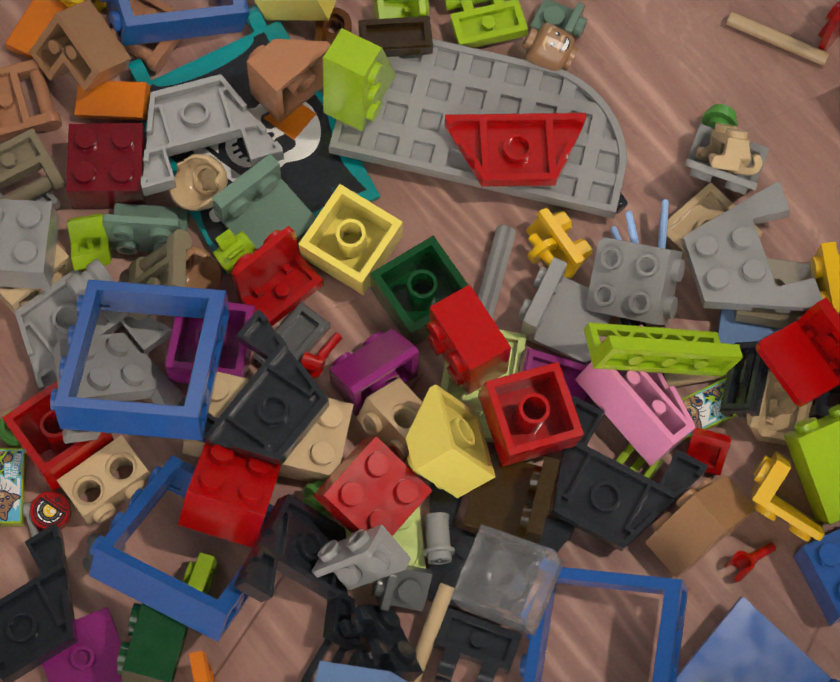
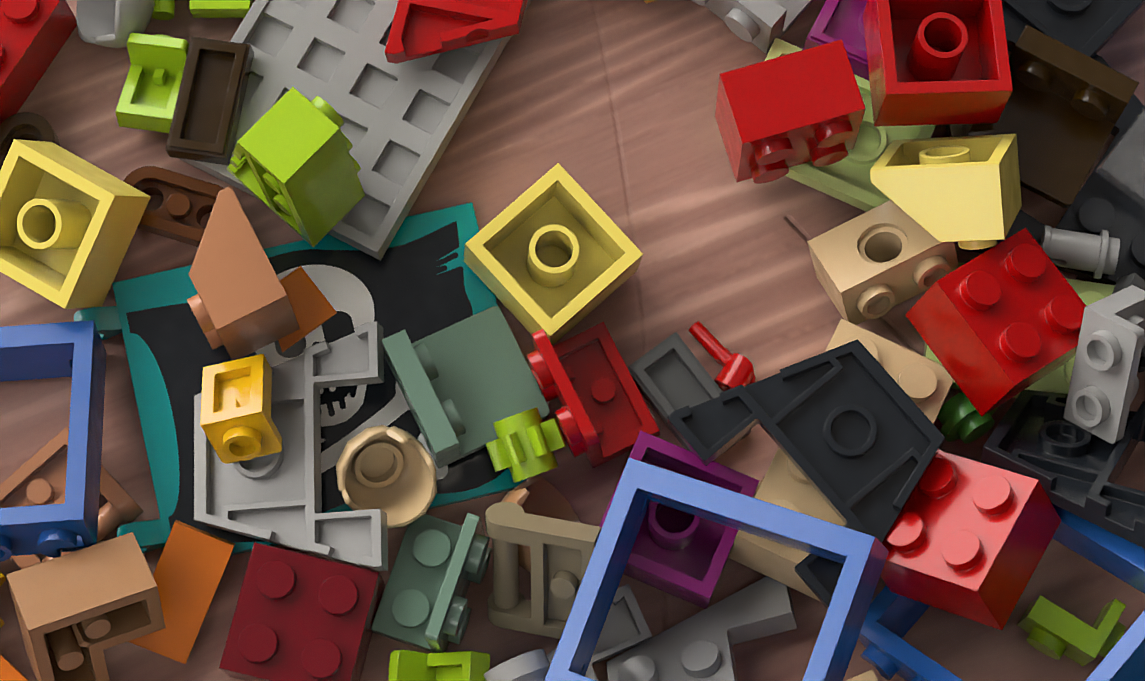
camera: 70 degrees left, 5 degrees up
(213, 90) = (239, 409): none -> yellow bracket
(373, 367) = (780, 276): magenta slope -> none
(413, 284) = (670, 170): dark green brick -> none
(496, 267) = (649, 60): light grey axle -> none

